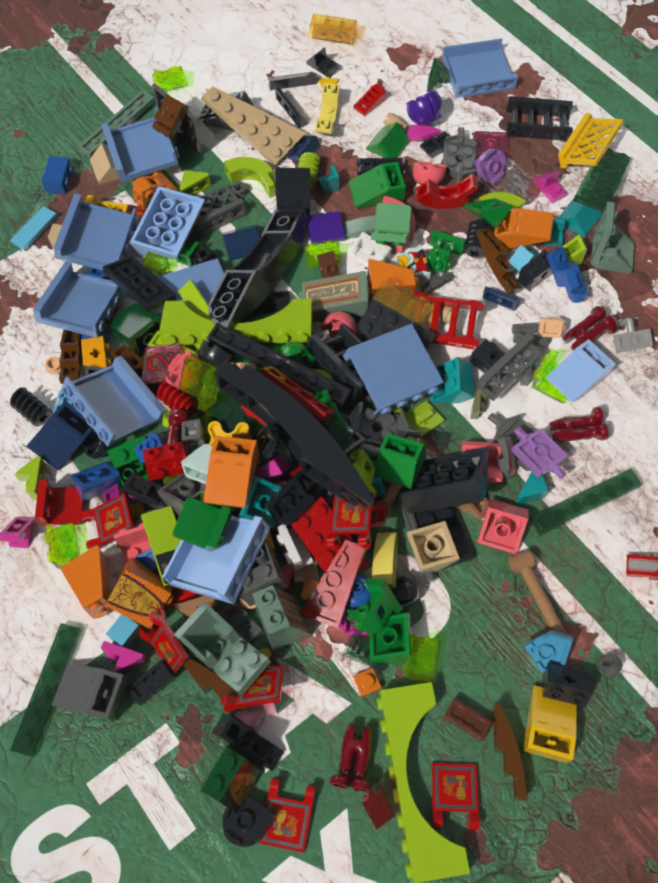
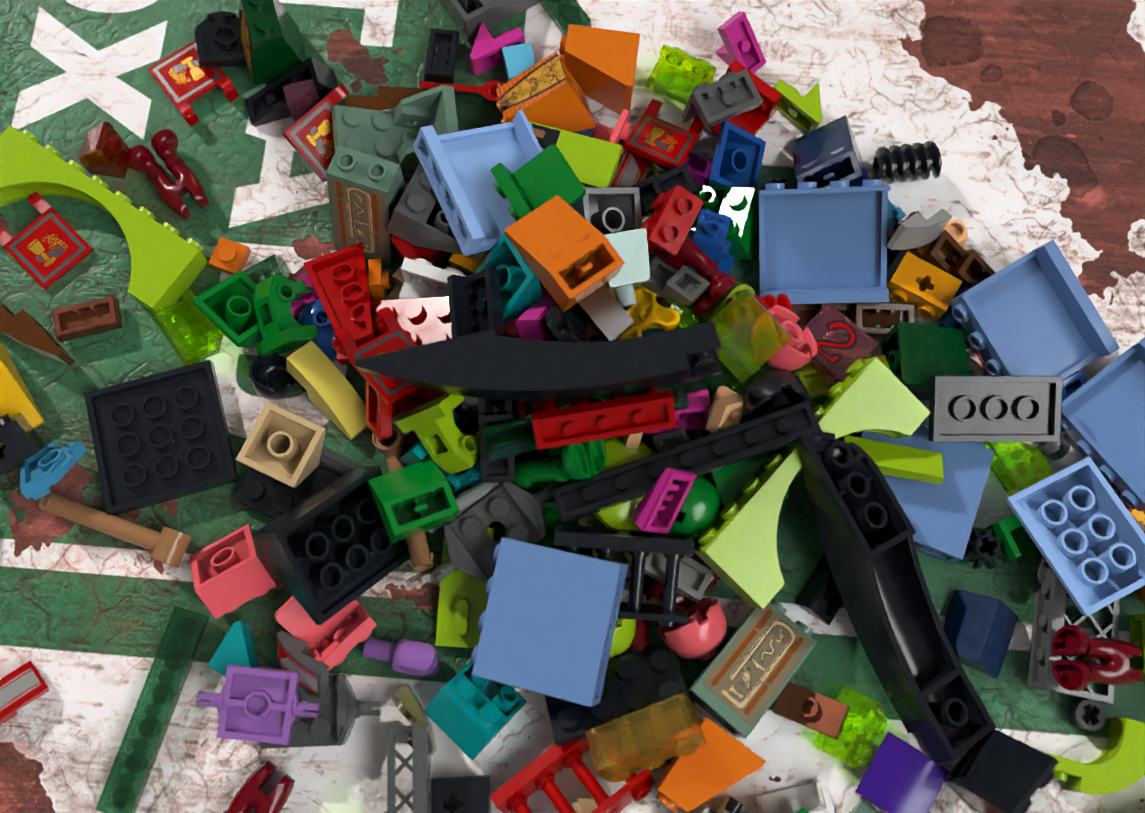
camera: 130 degrees right, 10 degrees up
(68, 500) = (723, 99): none -> dark grey bracket
(71, 364) = (918, 230): none -> light grey slope
(218, 193) = (1113, 653): none -> dark red piece
(309, 360) = (658, 515): none -> dark pink slope
(460, 423) = (404, 655): none -> medium lavender arm
(483, 619) = (160, 438): none -> black plate

